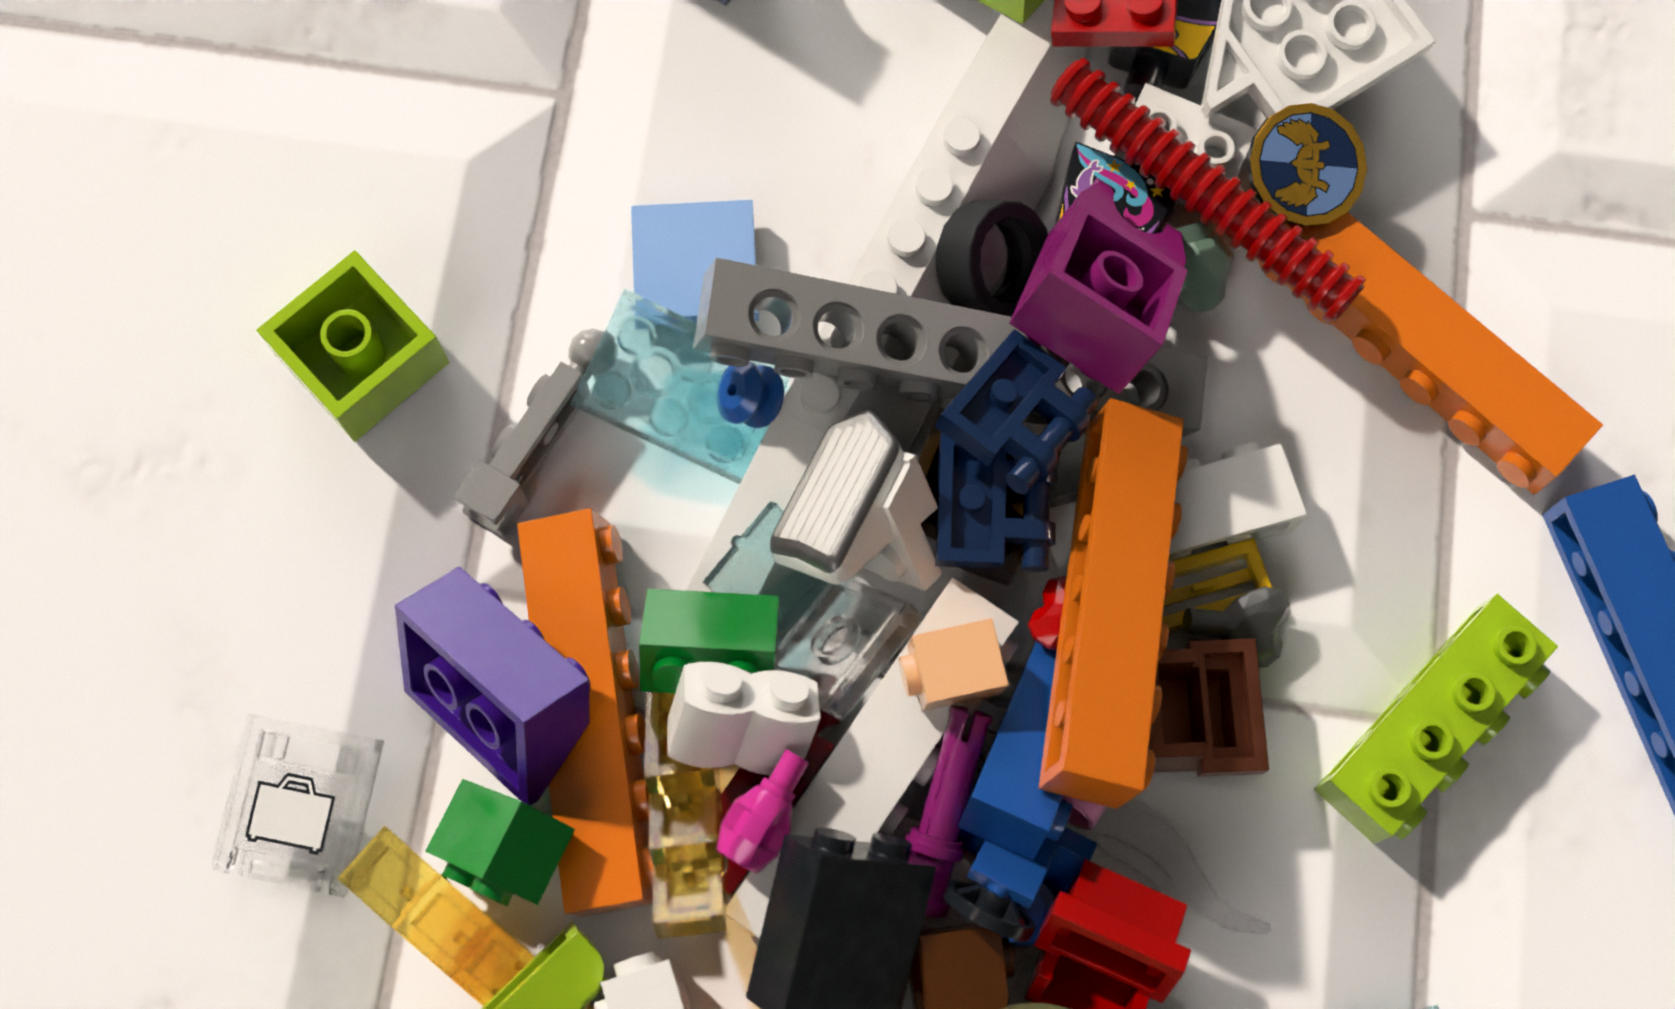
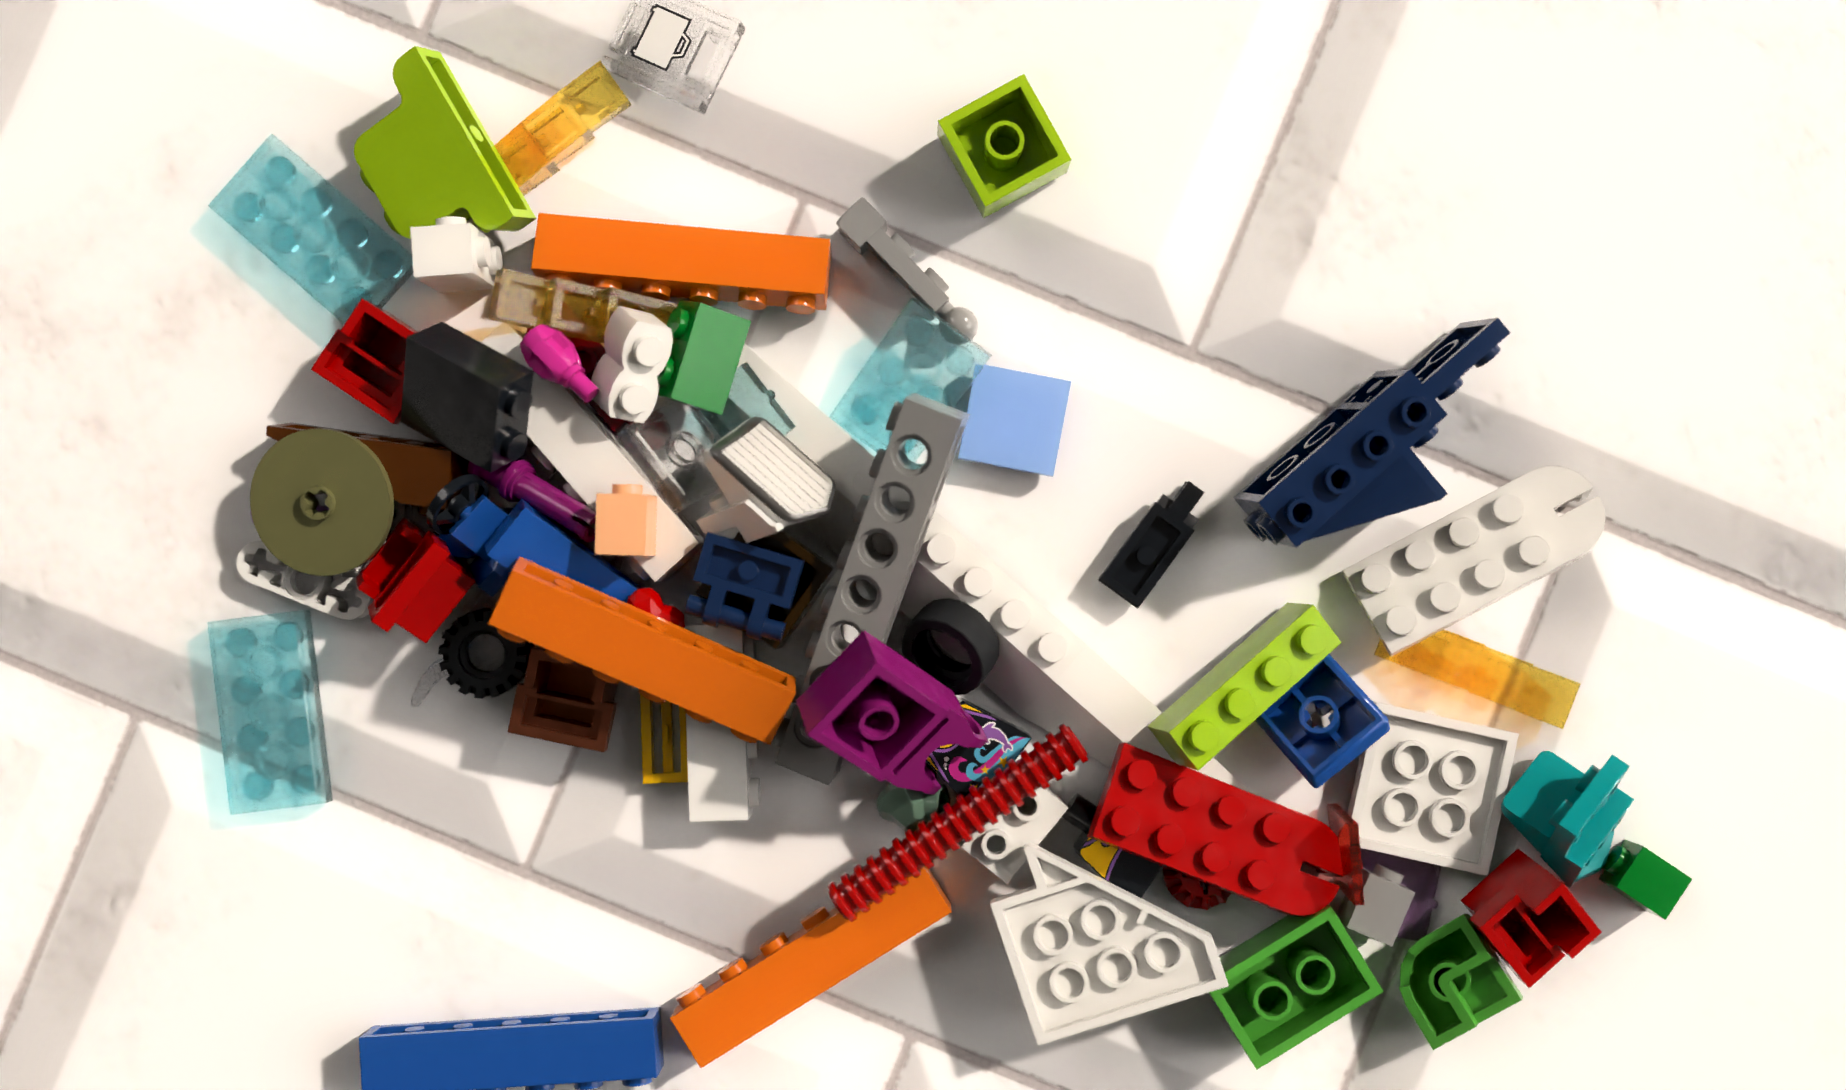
camera: 105 degrees right, 15 degrees up
(492, 681) = (713, 196): slope -> none
(498, 844) = (597, 177): green brick -> none
(750, 395) = (873, 430): blue wheel -> none
(805, 75) = (1152, 545): none -> black hinge
(999, 400) = (808, 608): dark blue plate -> none
(1209, 825) = (462, 670): none -> black tyre
(1249, 616) = (625, 753): dark grey rock -> none
(1307, 164) = (960, 909): shield -> none
(1436, 720) = (522, 871): lime brick -> none

